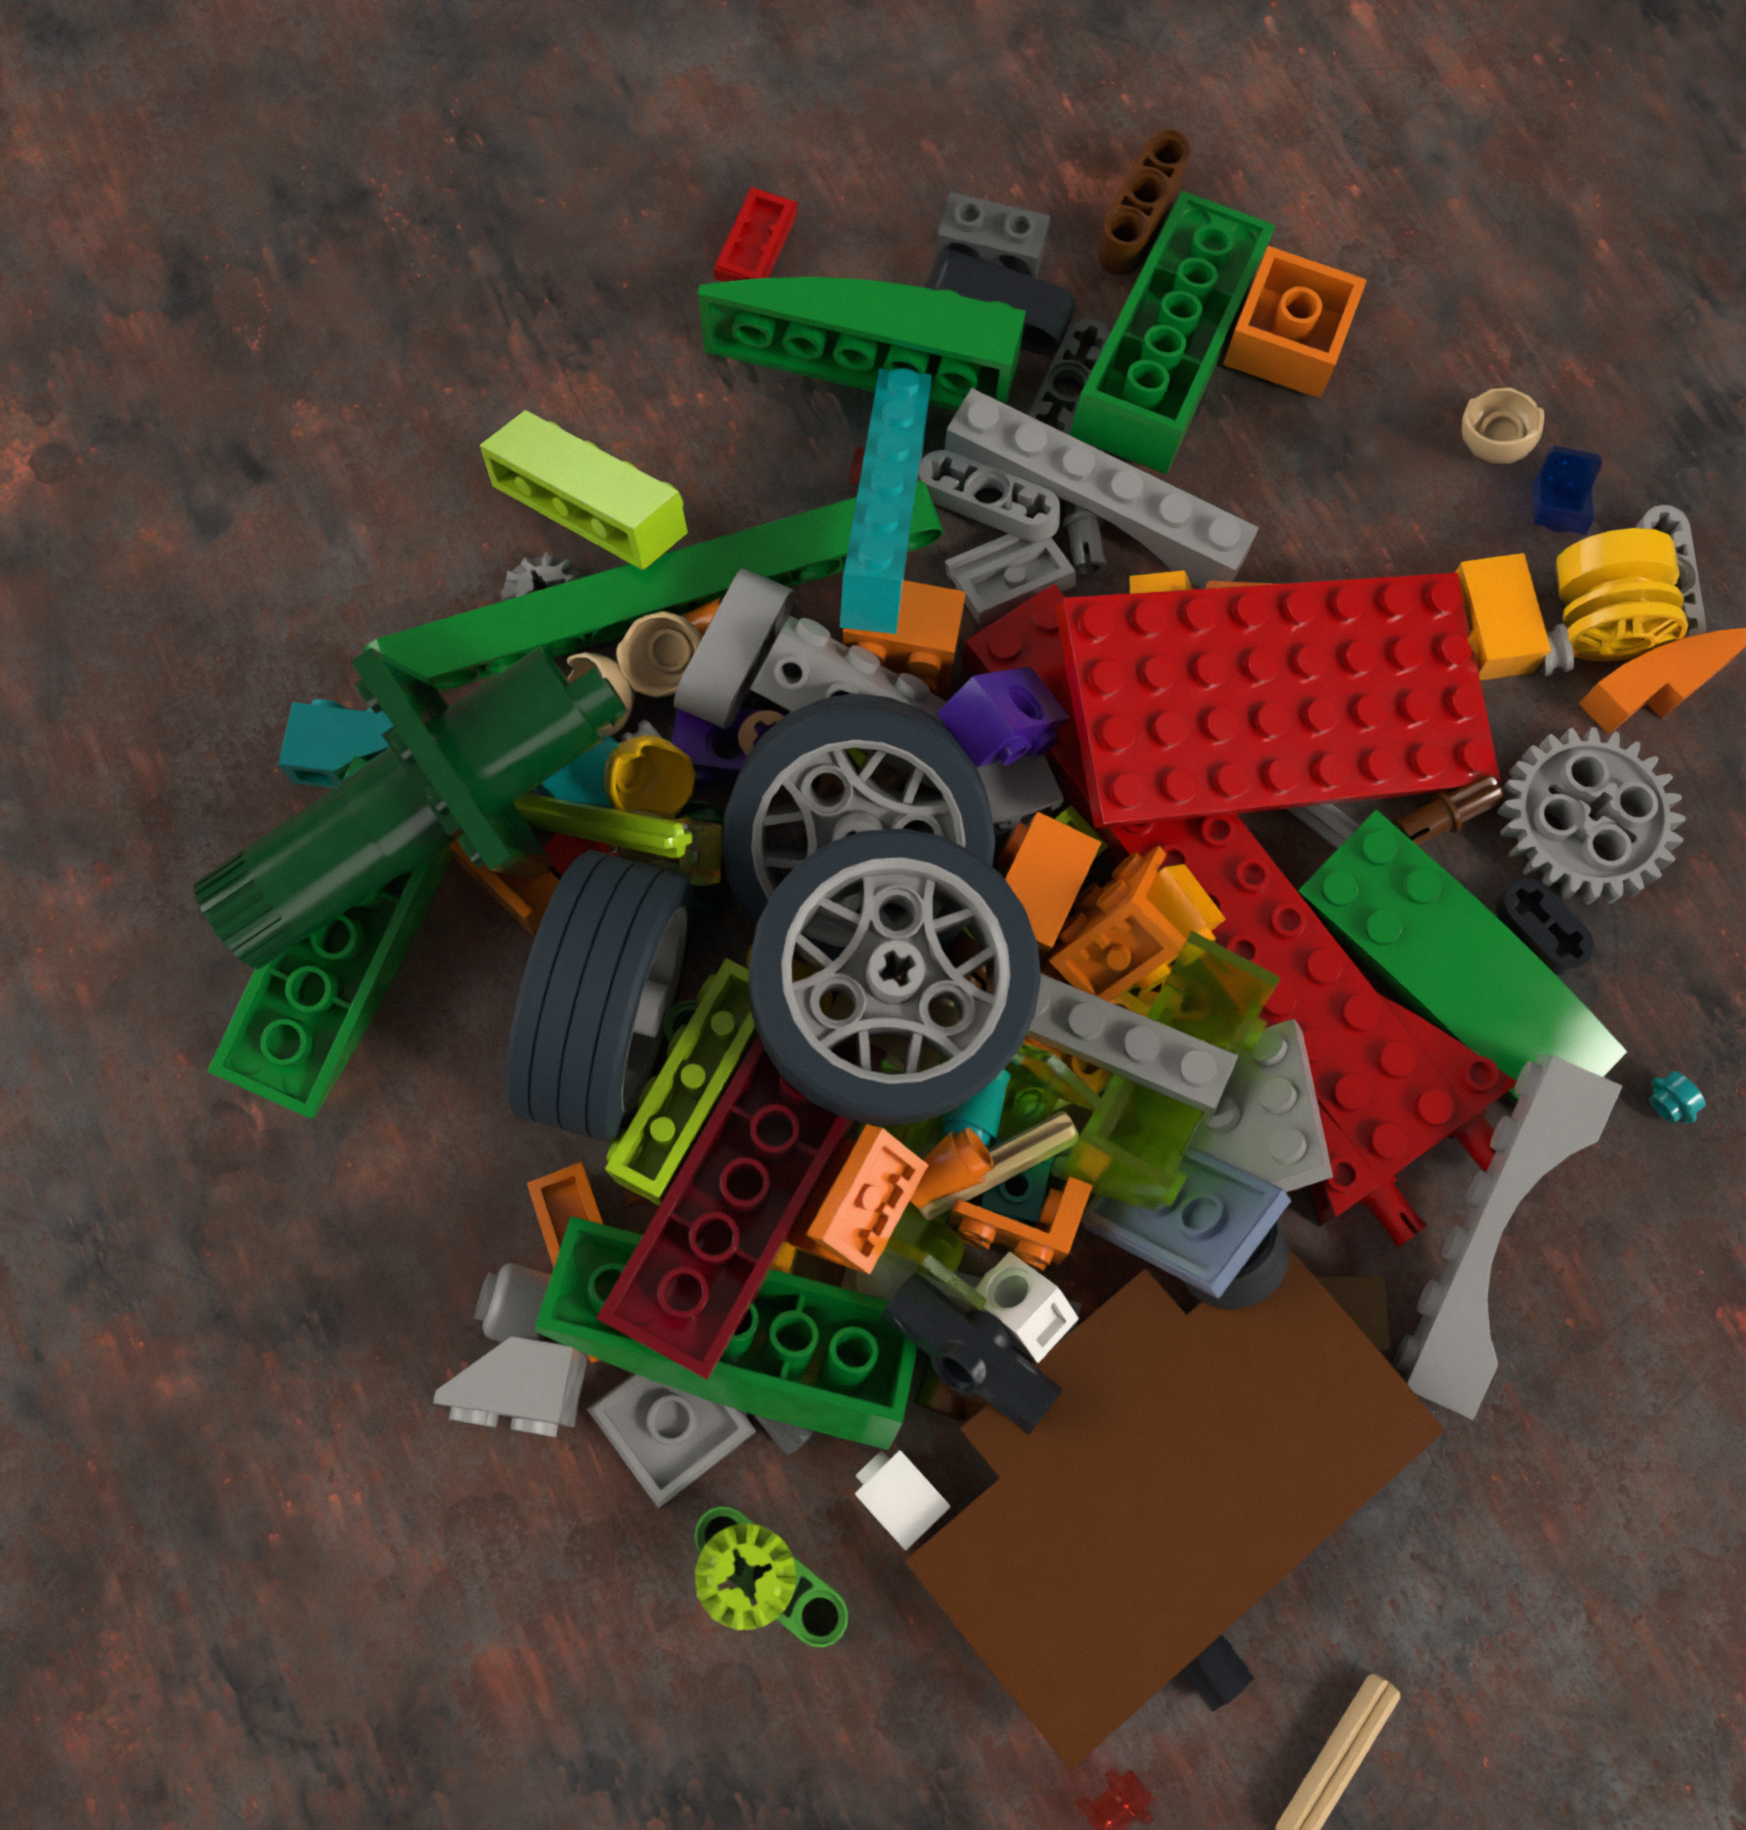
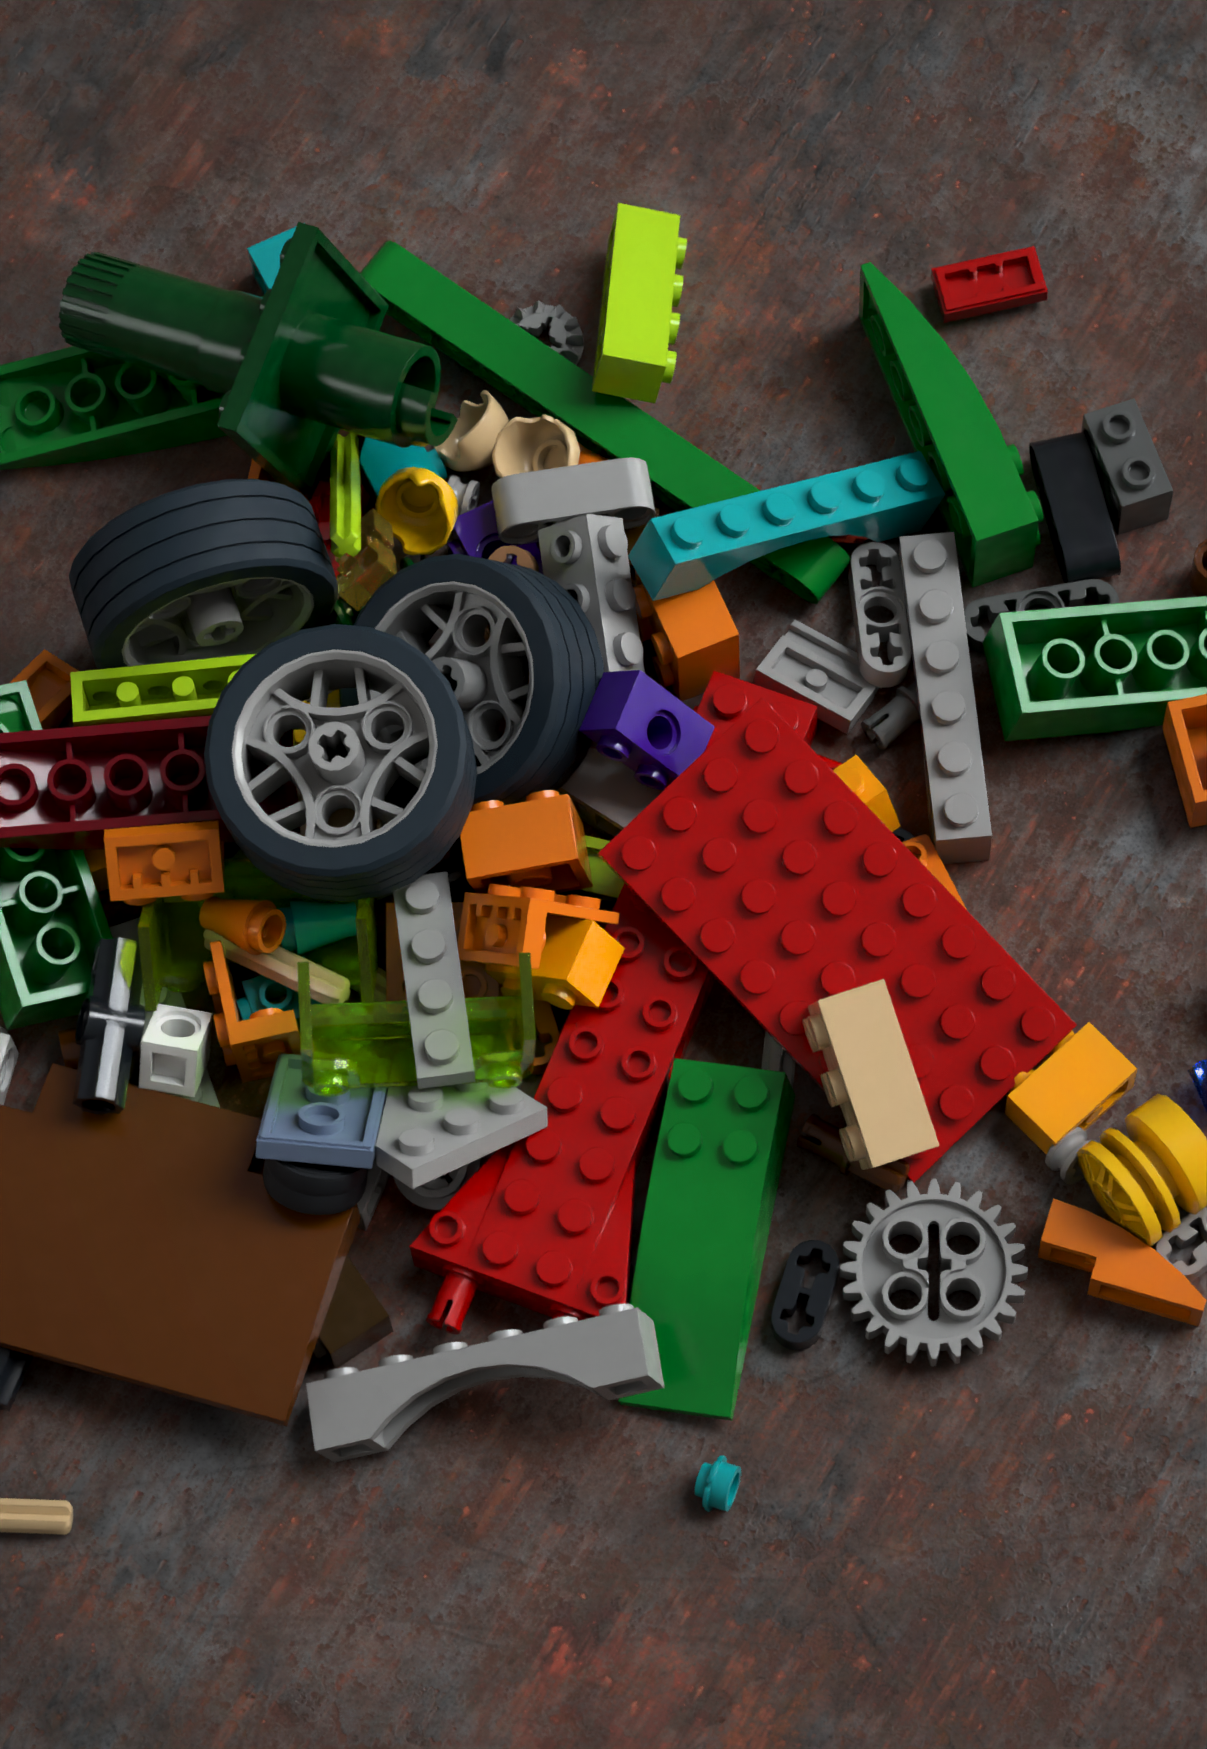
camera: 65 degrees right, 5 degrees down
(1443, 738) = (870, 1076): none -> tan brick

